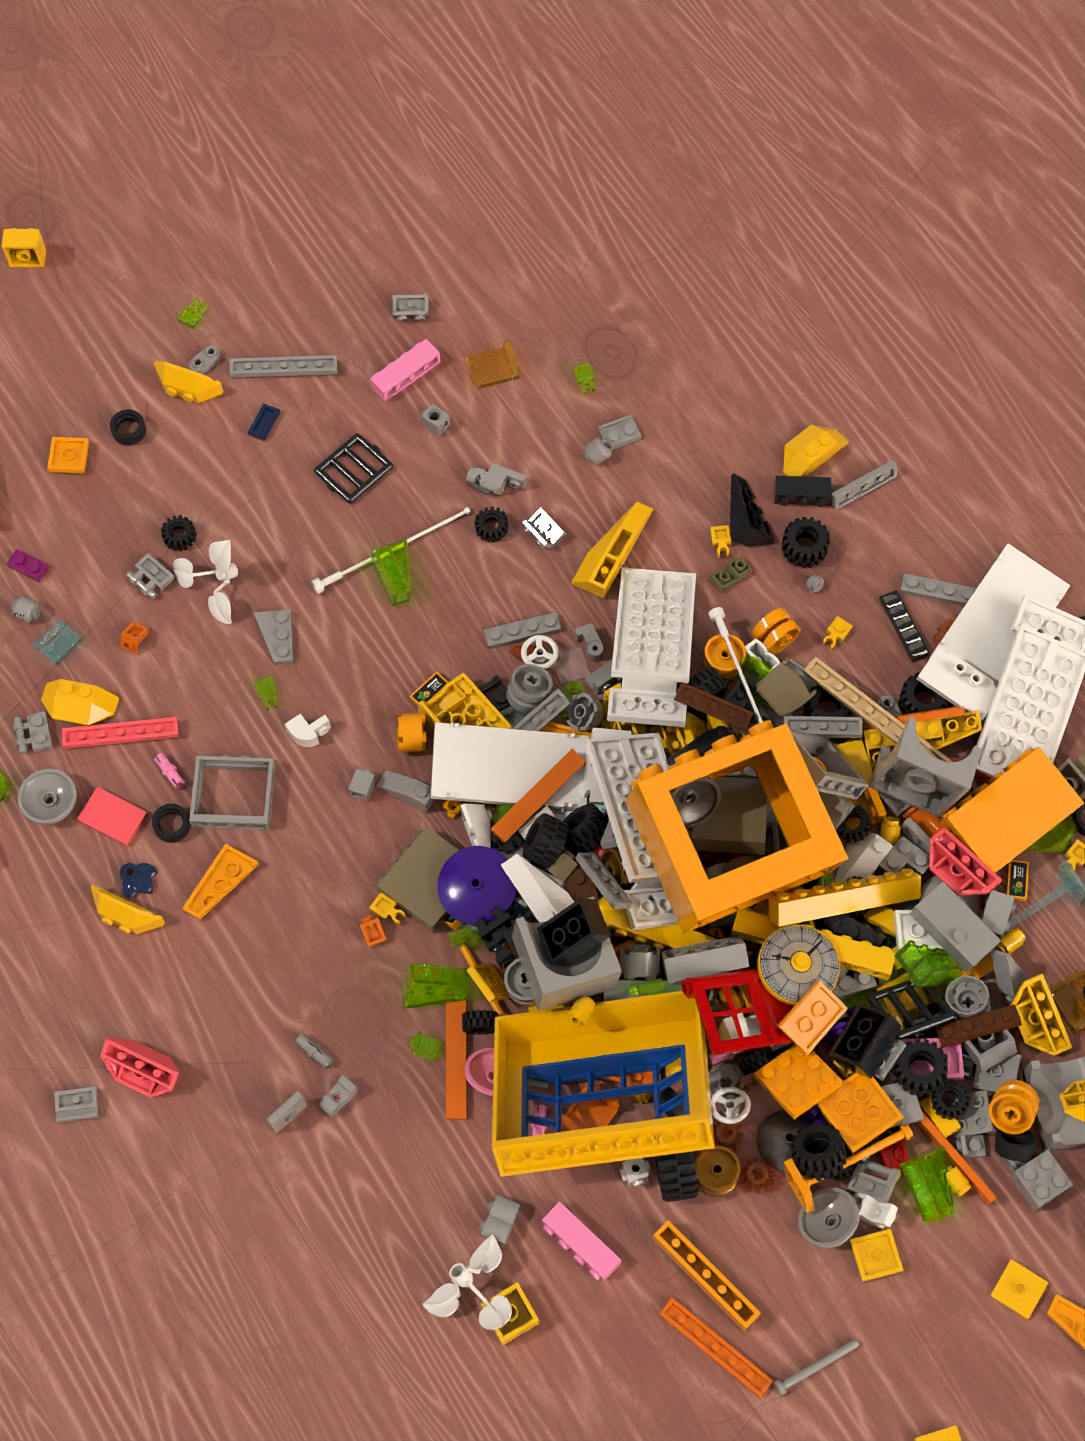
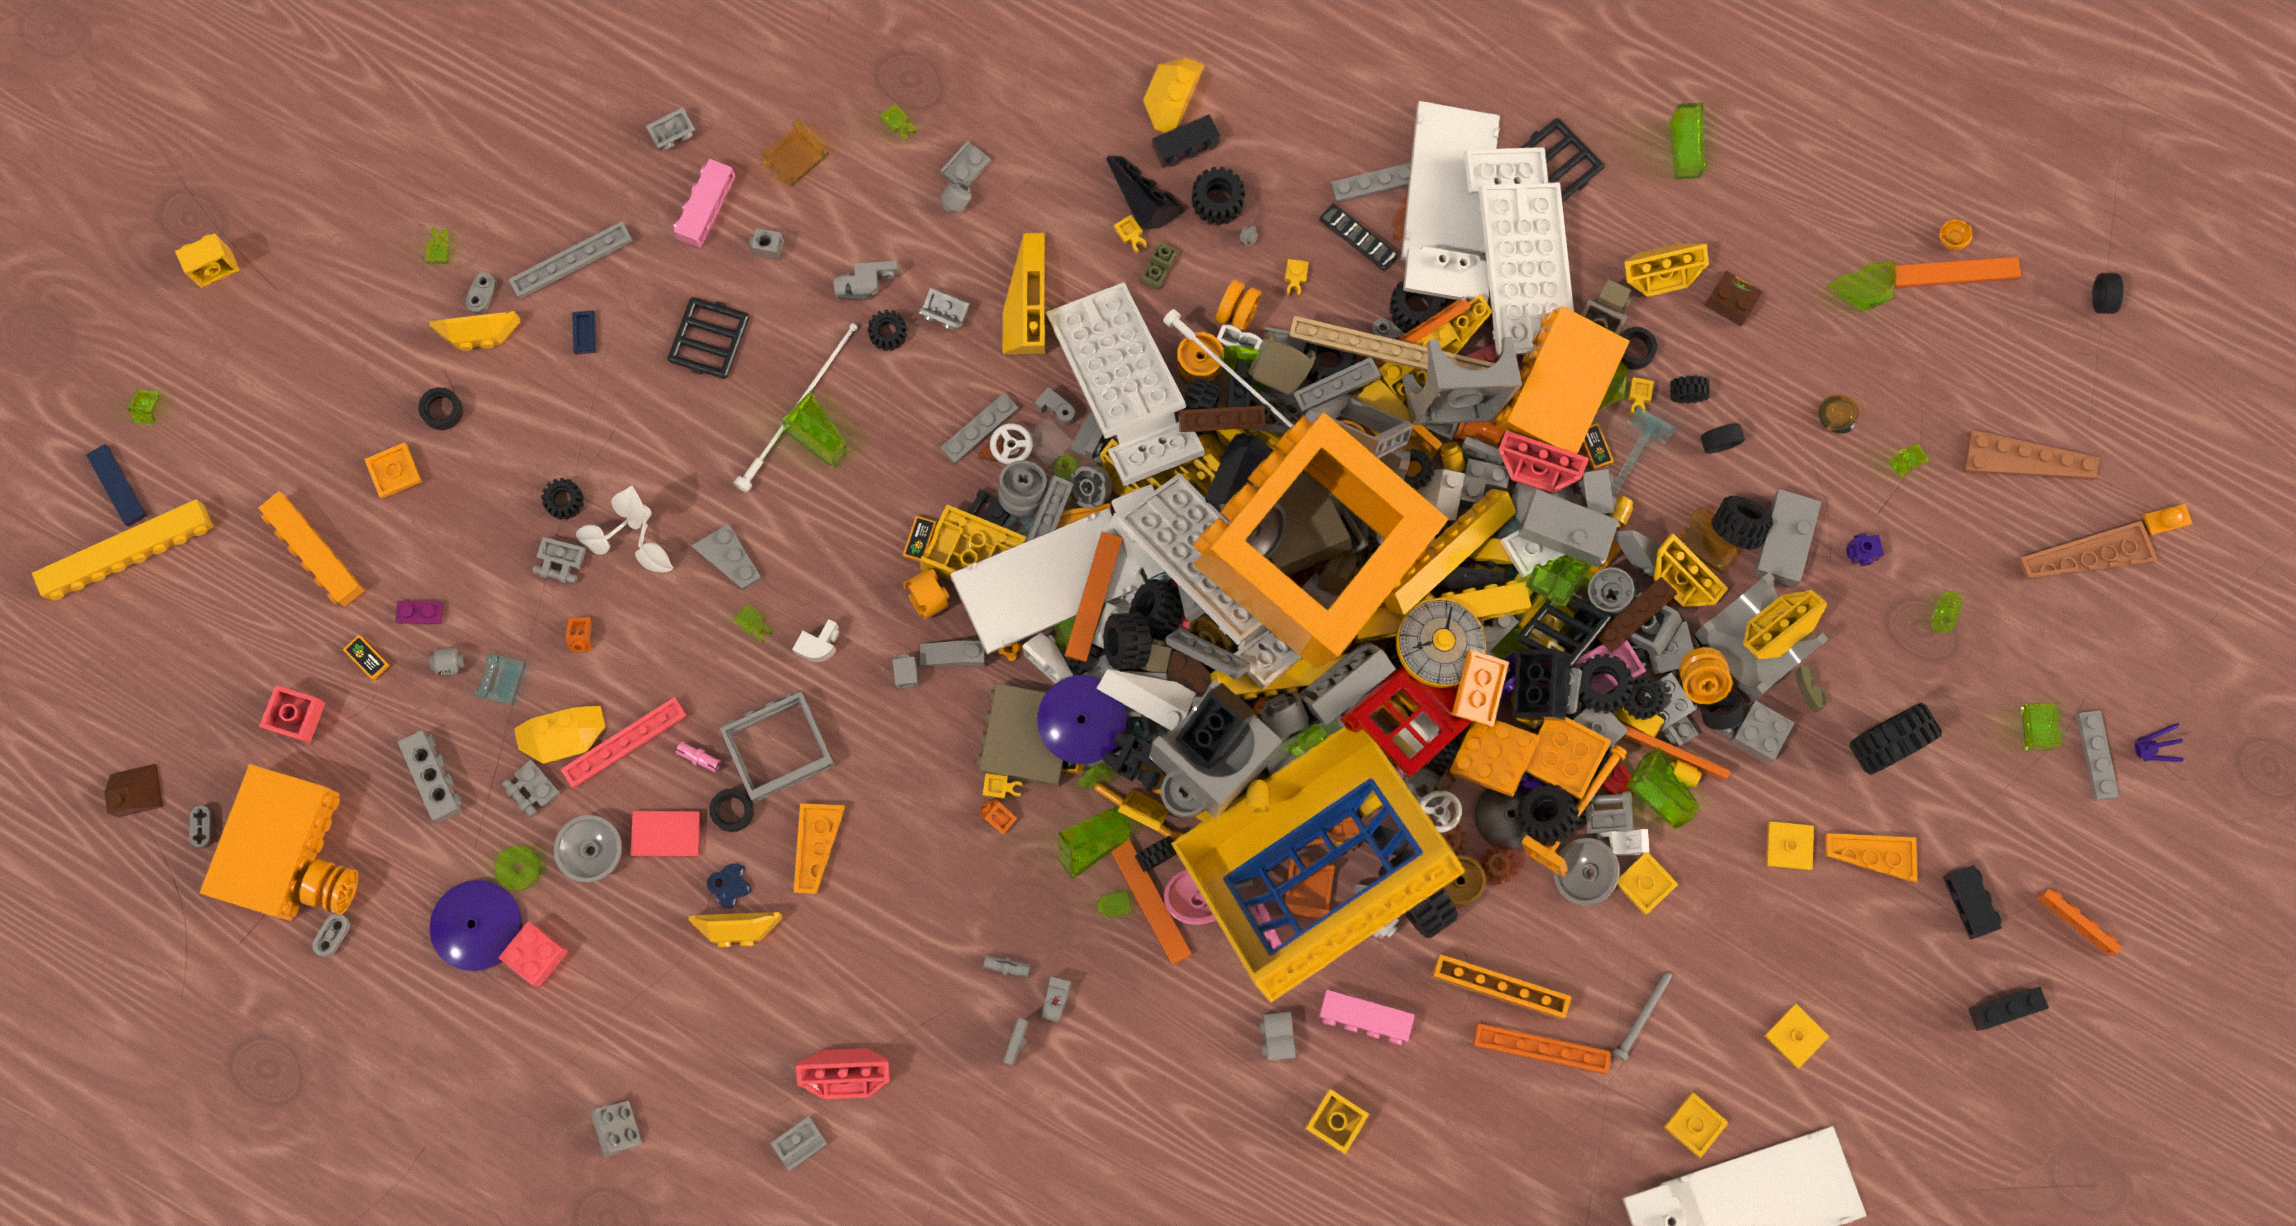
camera: 30 degrees left, 10 degrees up
(445, 1298) = (1266, 1141): white plant -> none
(864, 484) = (1245, 104): light grey plate -> none

